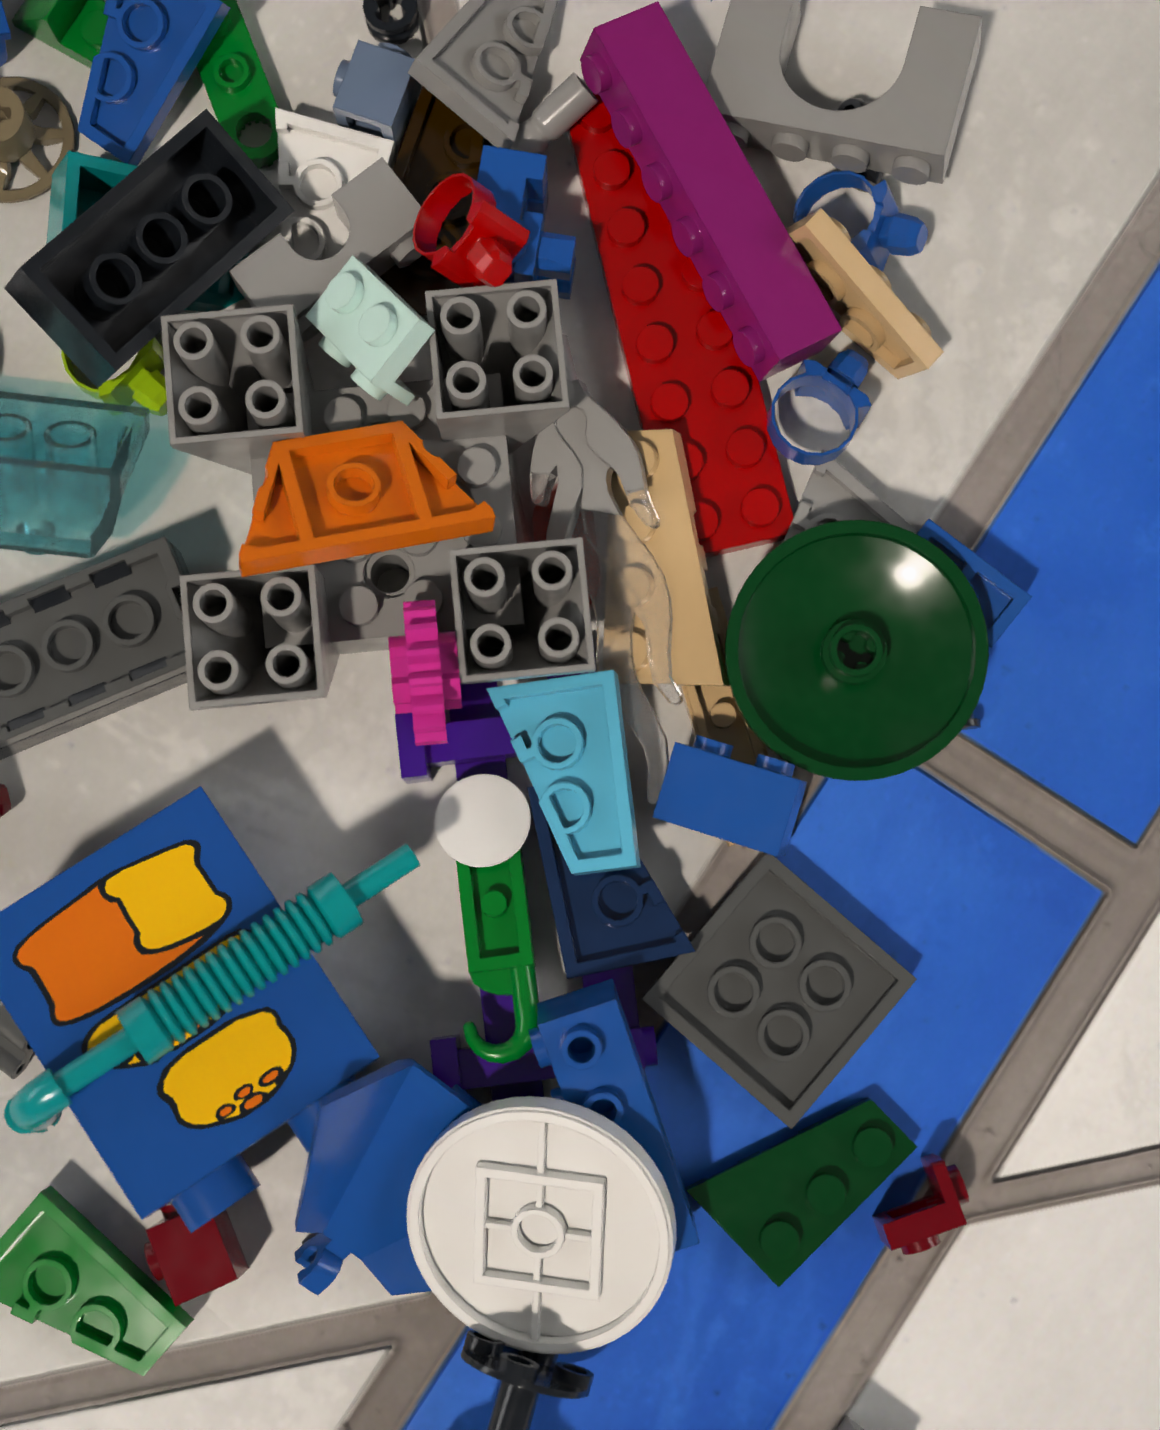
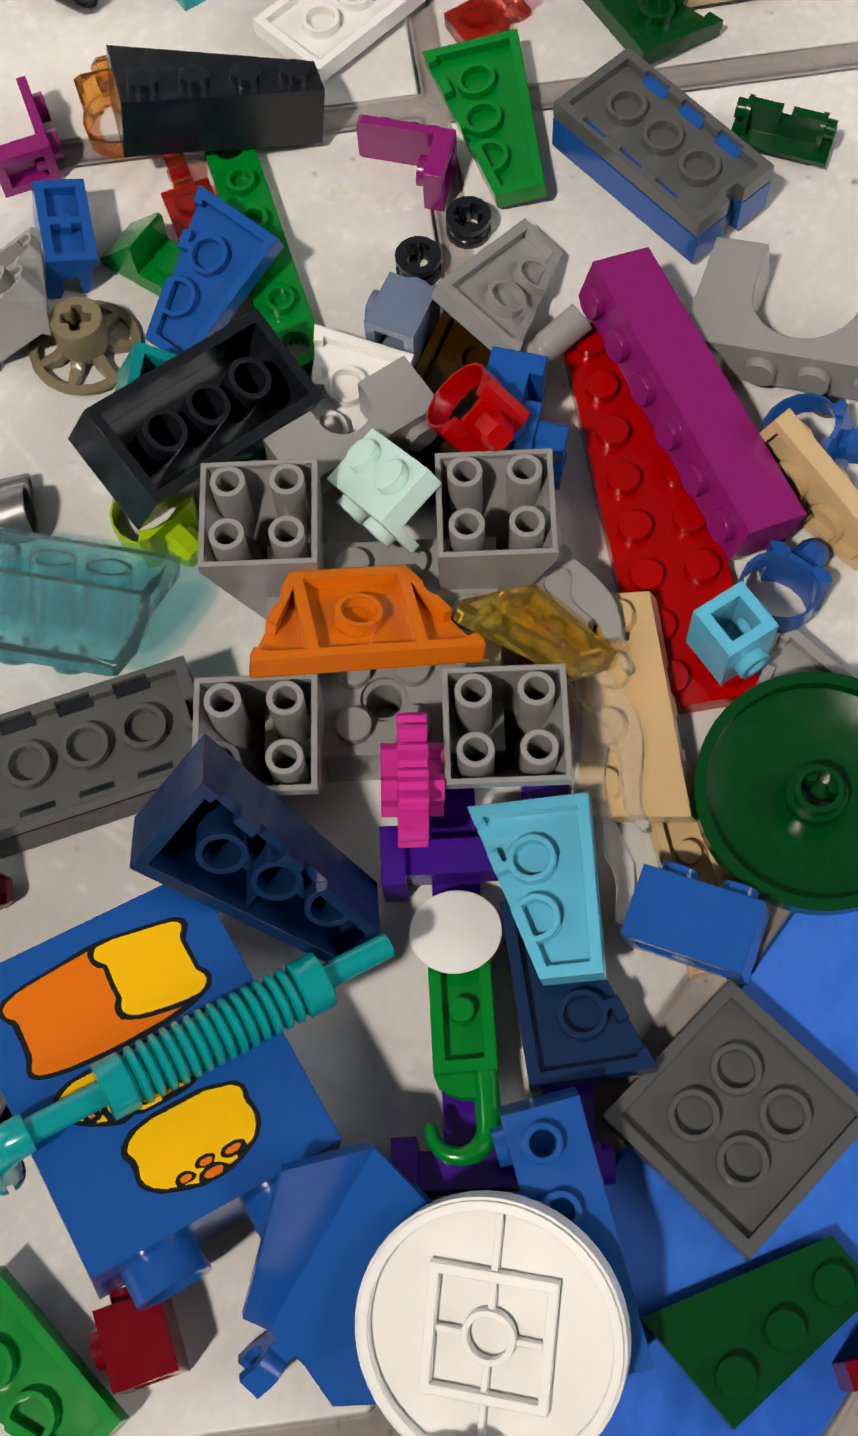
camera: 10 degrees right, 15 degrees down
(263, 771) = (252, 857): none -> dark blue wedge
(550, 490) = (537, 629): none -> clear yellow wing
(764, 479) = (732, 634): none -> medium azure brick

